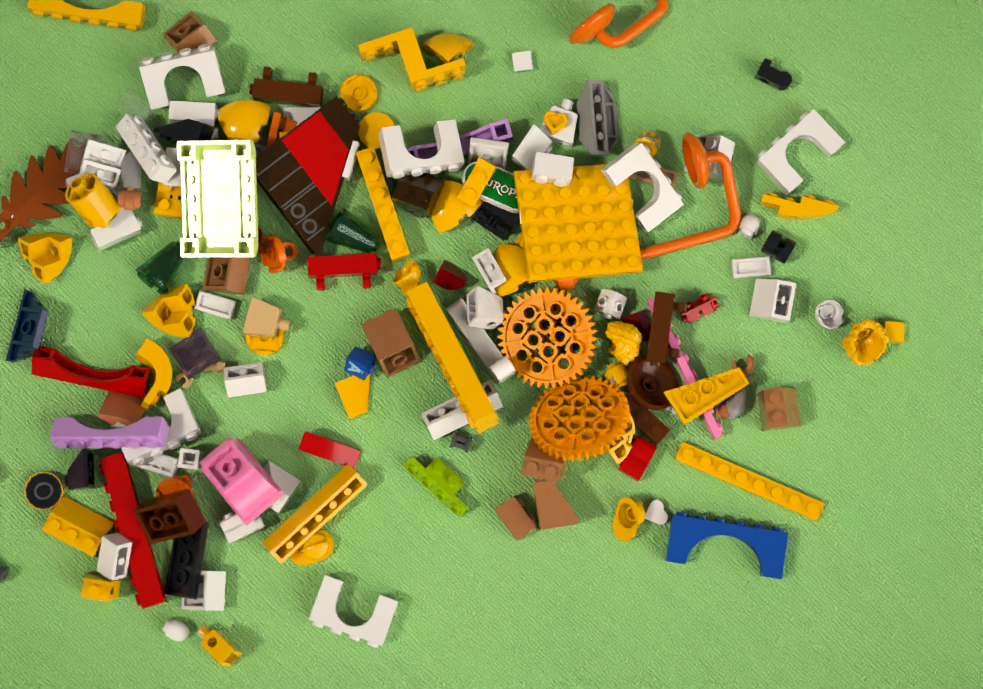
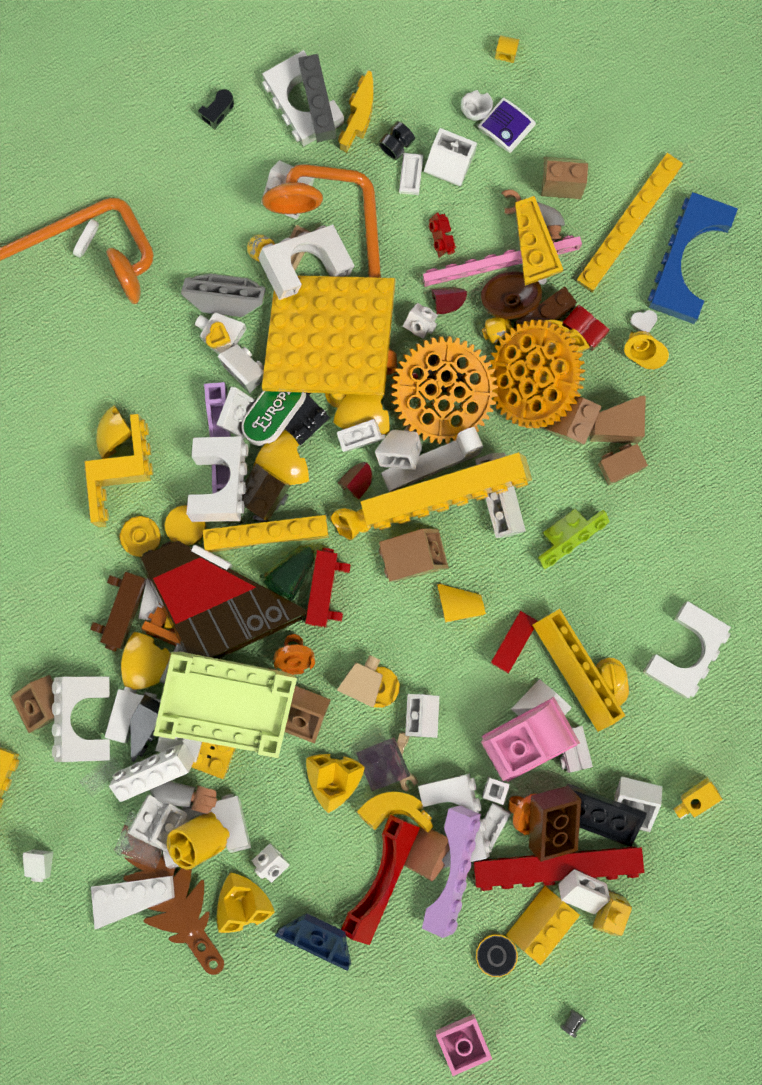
camera: 70 degrees left, 0 degrees up
(32, 152) = (124, 899): none -> white wing
(47, 67) = (37, 864): none -> white slope
(81, 471) = (487, 911): black slope -> none
(87, 271) = (270, 863): none -> white brick
(161, 268) = (283, 781): clear green cone -> none
(176, 630) = (671, 841): white piece -> none
(215, 305) = (334, 733): white tile -> none
(360, 363) = (429, 590): blue brick -> none
(466, 441) = (532, 503): dark grey bush -> none
(477, 181) = (265, 427): yellow bracket -> none
(522, 61) = (145, 359): white tile -> none
(552, 169) = (269, 346): white brick -> none
(625, 341) = (464, 313): yellow hair -> none
(660, 328) = (458, 272): reddish brown brick -> none
(749, 226) = (368, 166): white piece -> none
(799, 162) = (317, 98): none -> dark grey arch
(817, 347) = (506, 125): none -> slope
(865, 342) = (513, 74): yellow hair -> none

